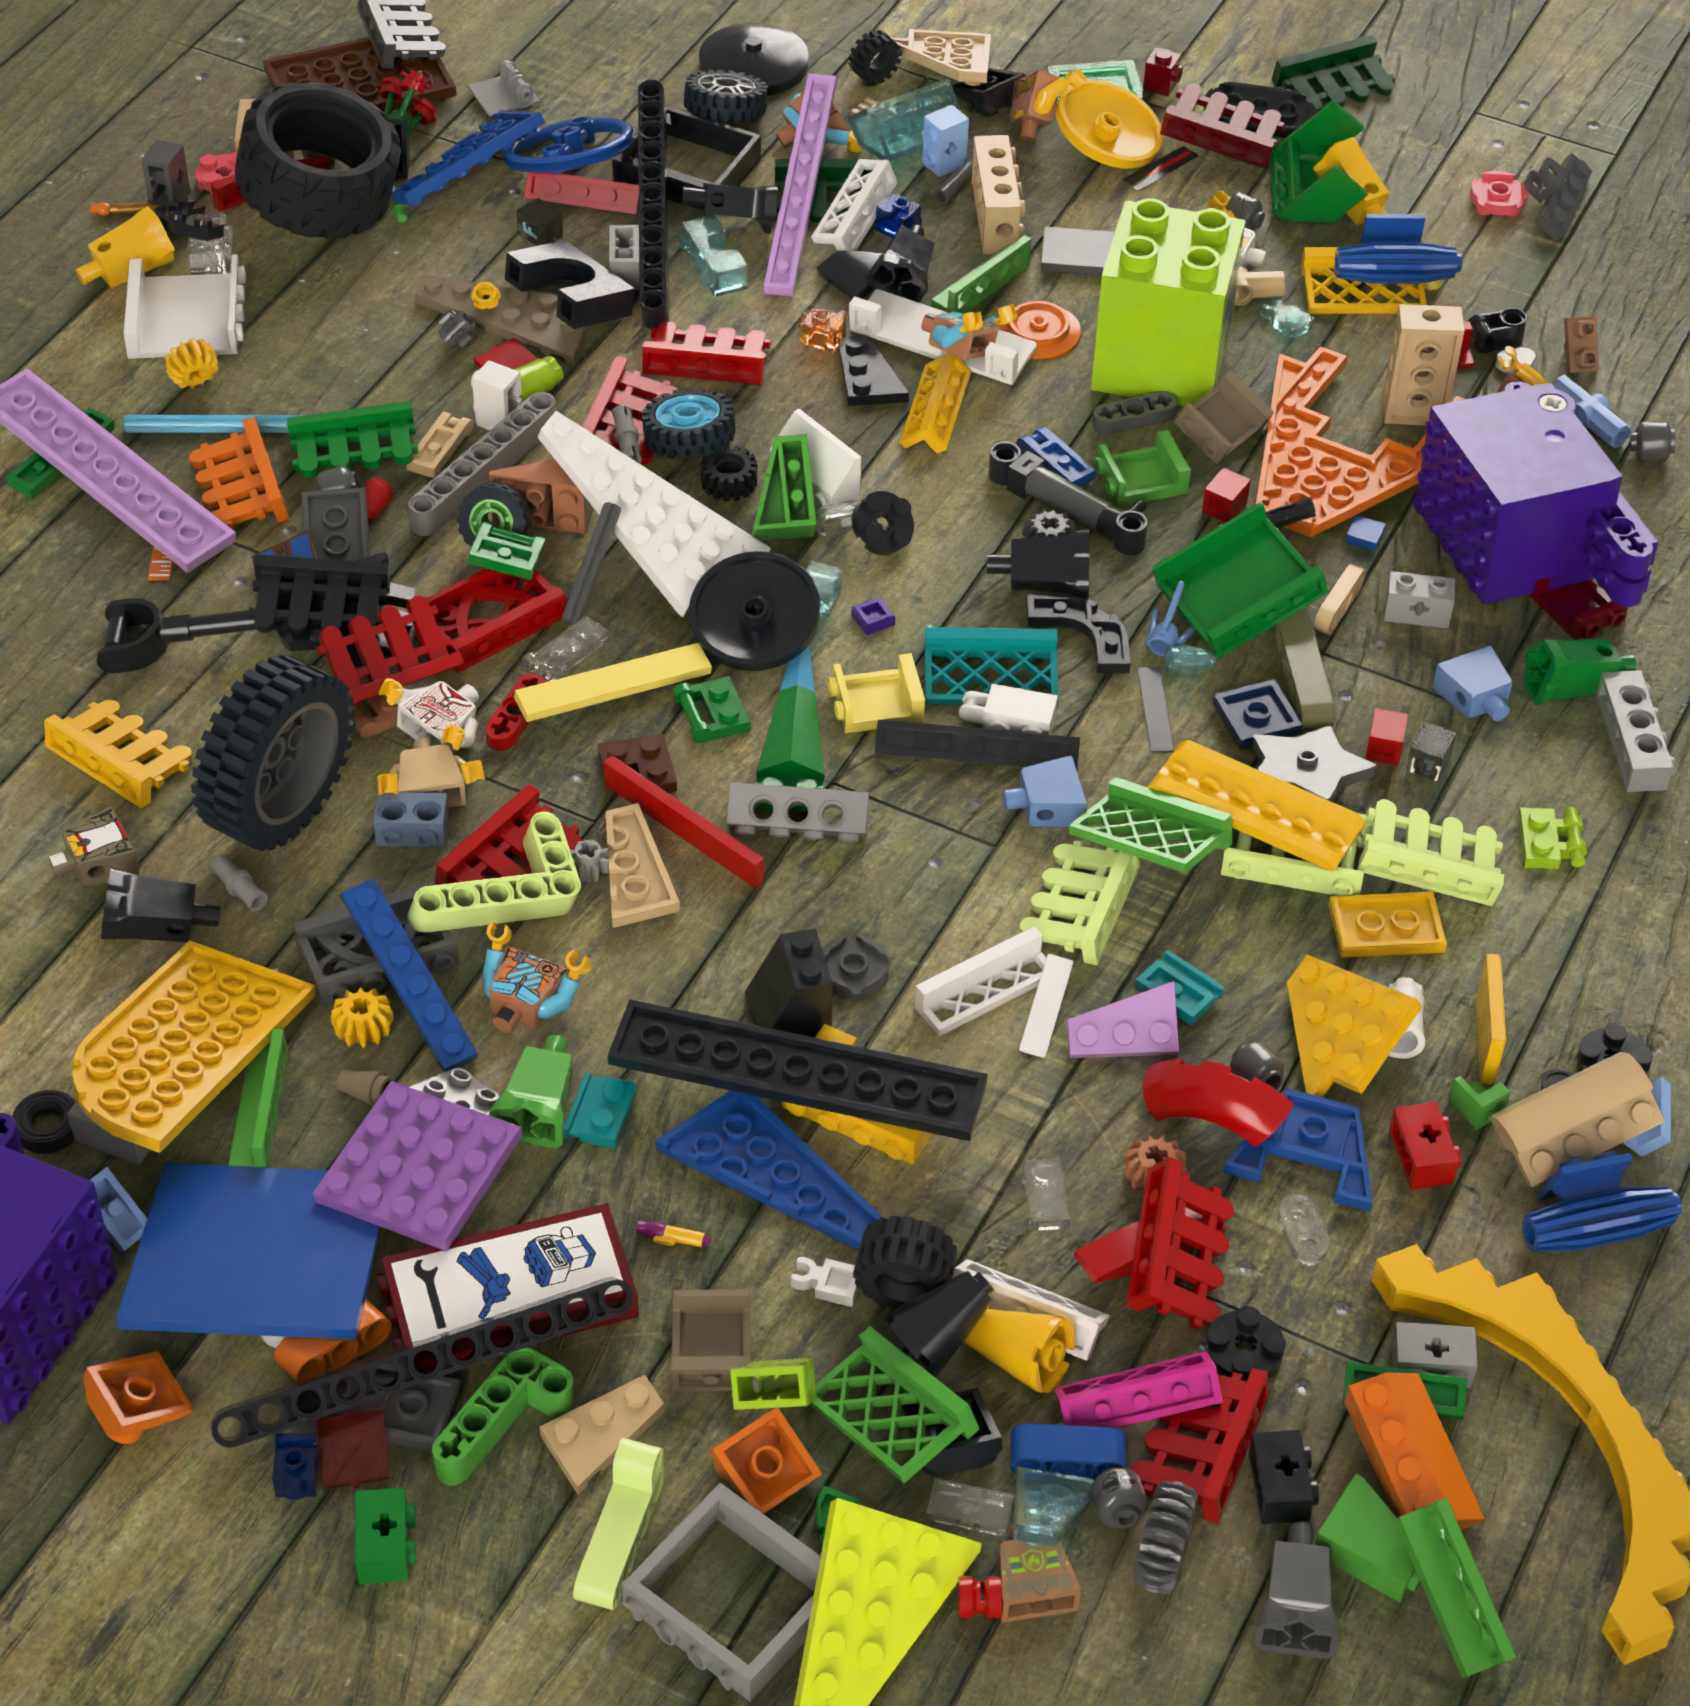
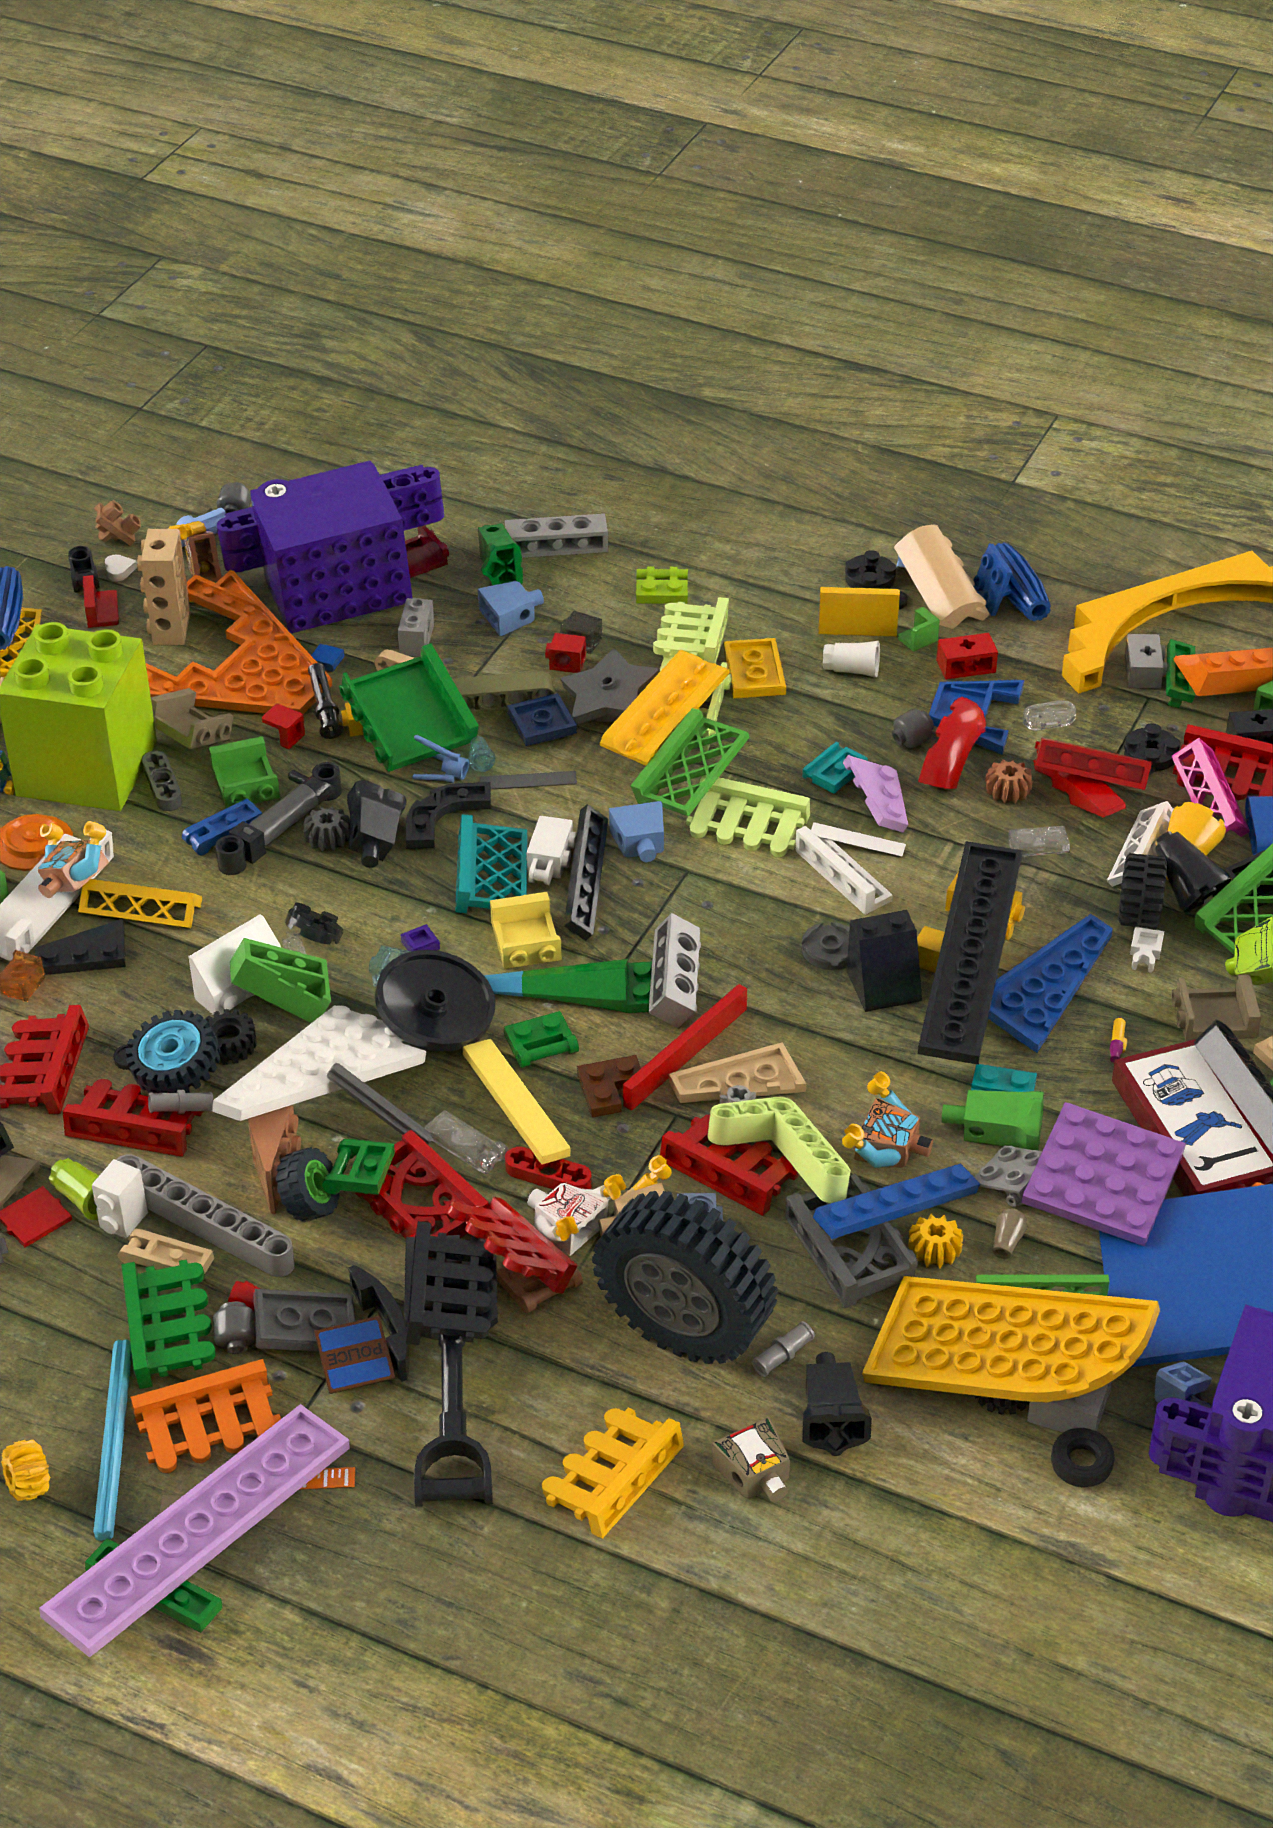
camera: 90 degrees left, 5 degrees down
(1344, 1024) = (869, 681): yellow wing -> none

